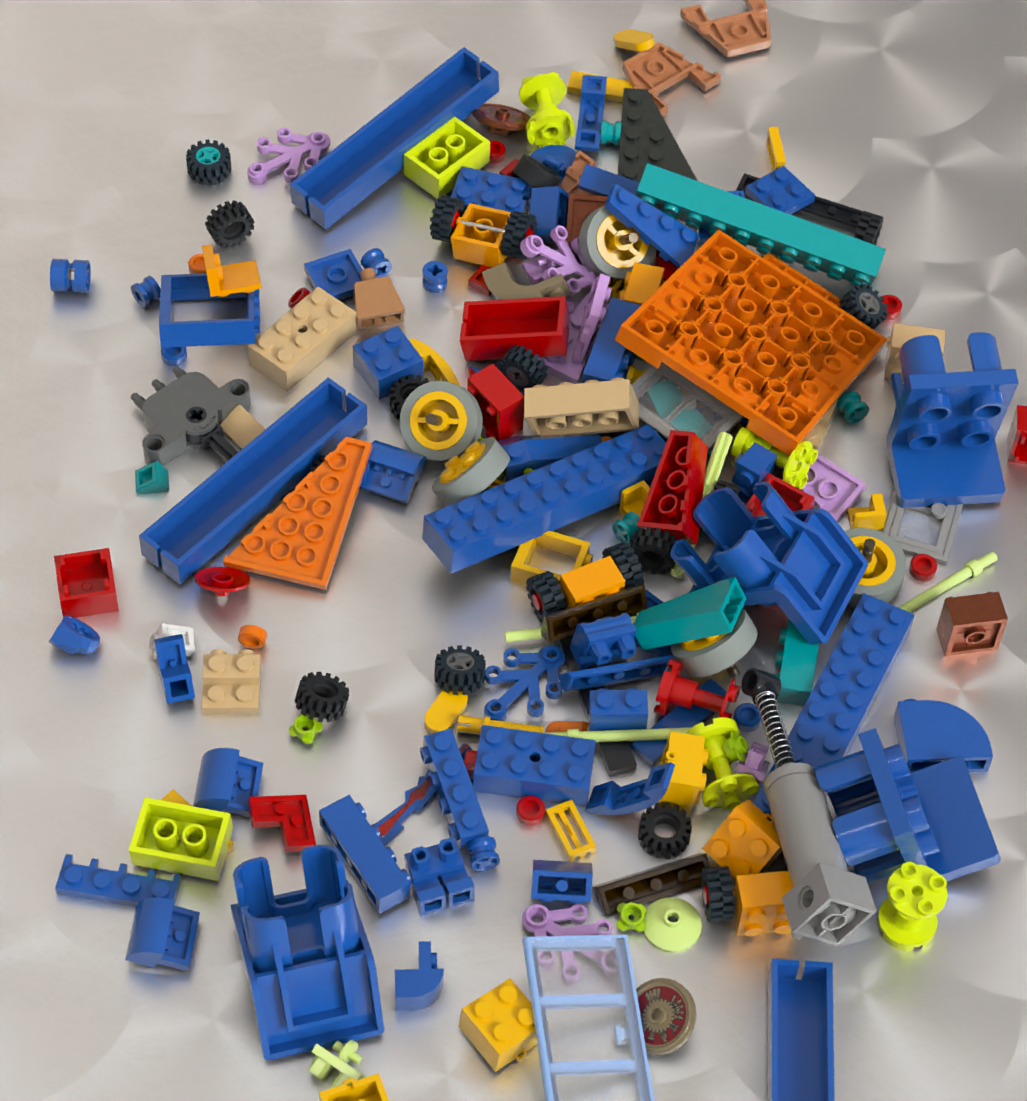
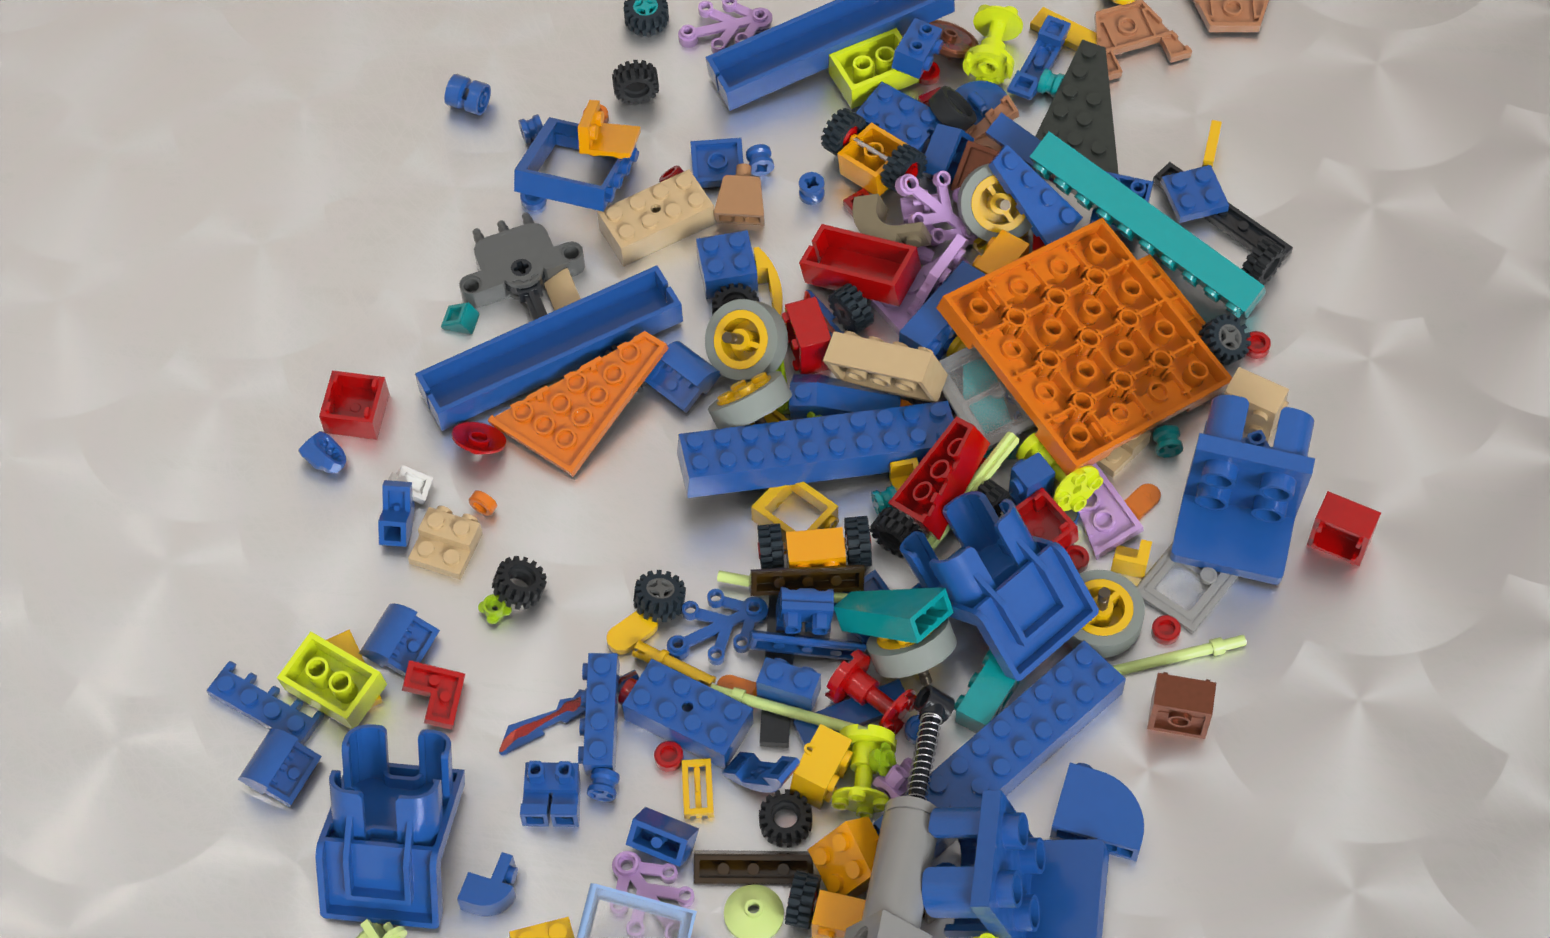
camera: 25 degrees right, 5 degrees up
(365, 853) = (492, 749): blue brick -> none
(486, 127) = (917, 48): none -> blue brick
(634, 909) = (714, 885): lime plate -> none
(853, 461) = (1143, 499): none -> orange piece

